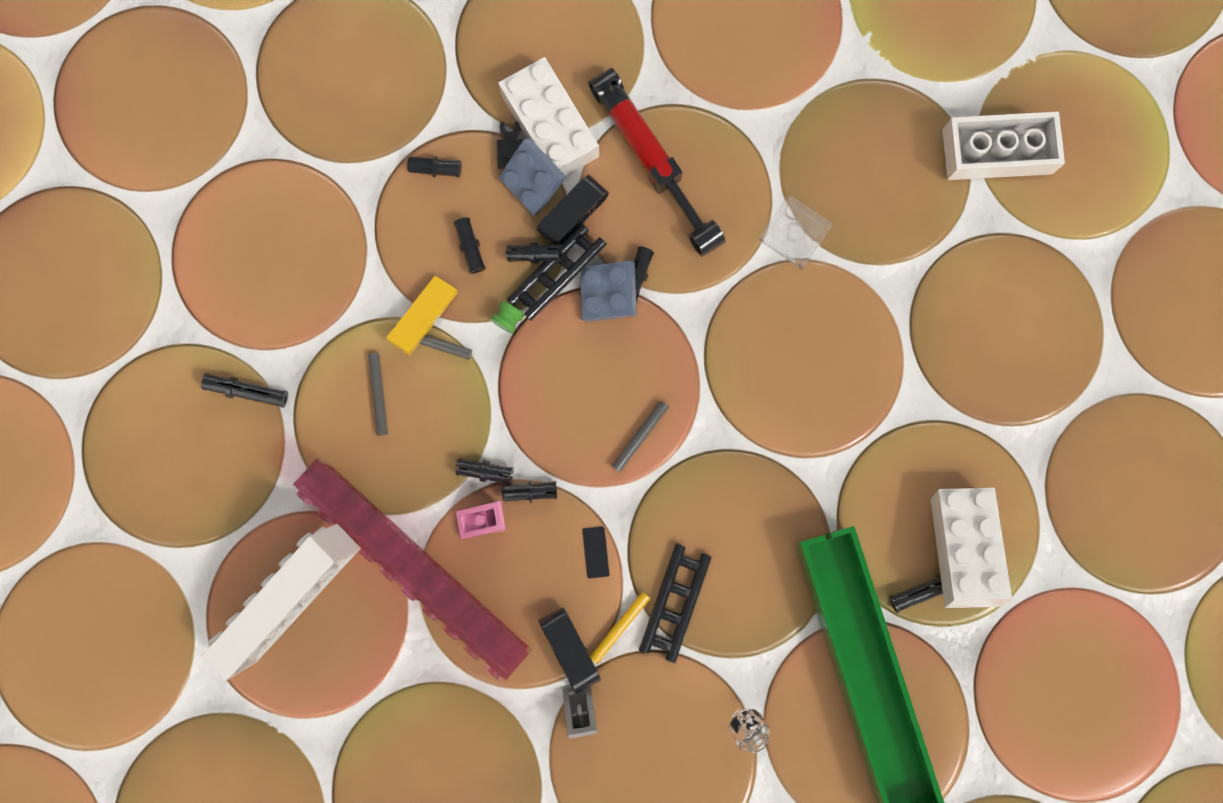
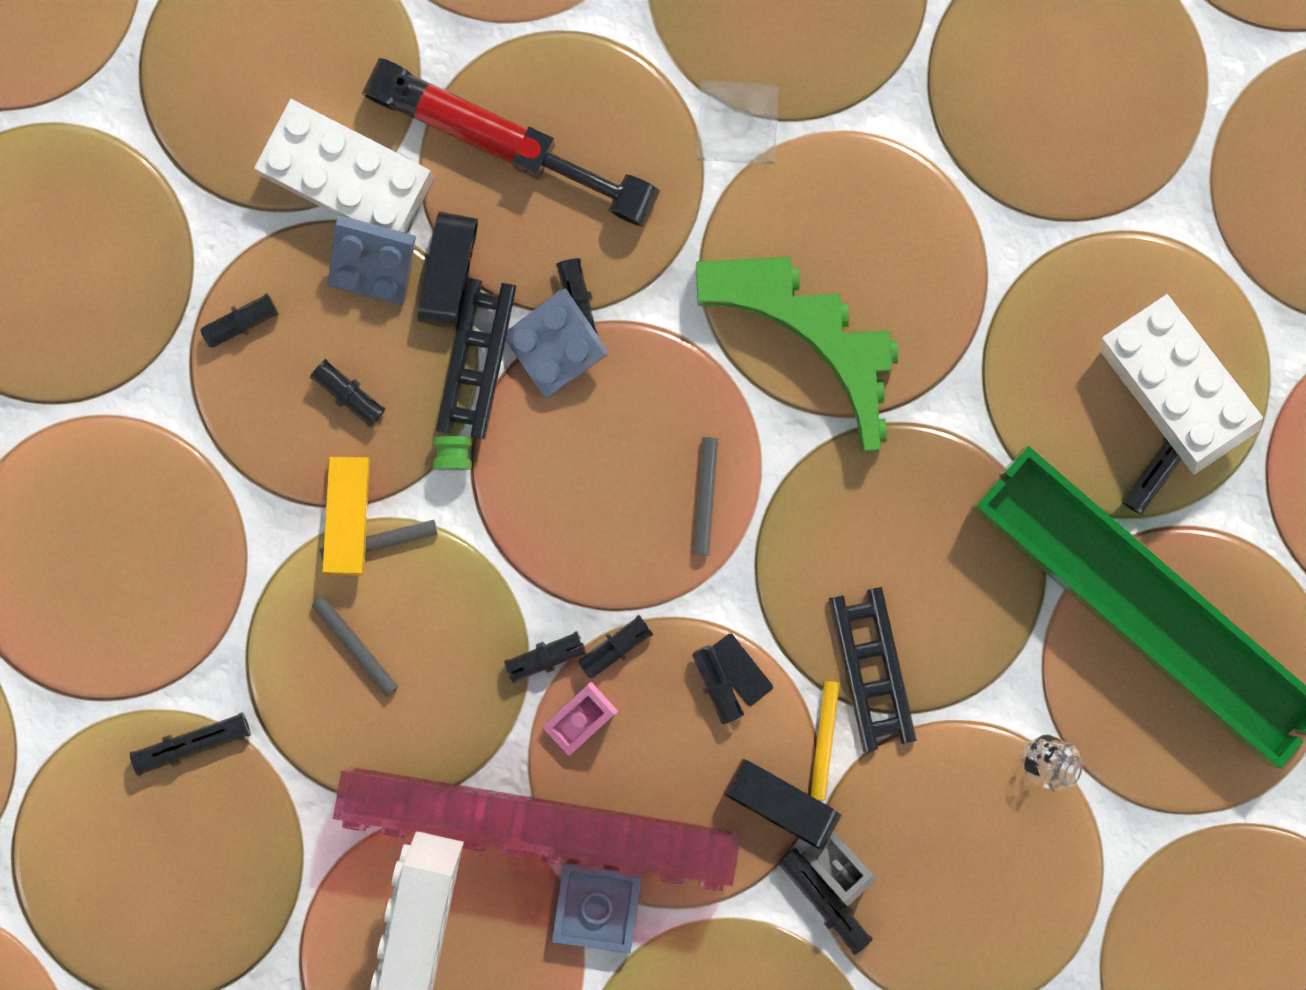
camera: 30 degrees left, 5 degrees up
(417, 642) = (596, 908): none -> sand blue plate
(508, 146) = (317, 237): black plate -> none
(534, 252) = (434, 352): black pin -> none
(561, 761) = (856, 937): none -> black pin
(576, 552) = (717, 684): none -> black axle
(780, 409) = (855, 358): none -> bright green arch

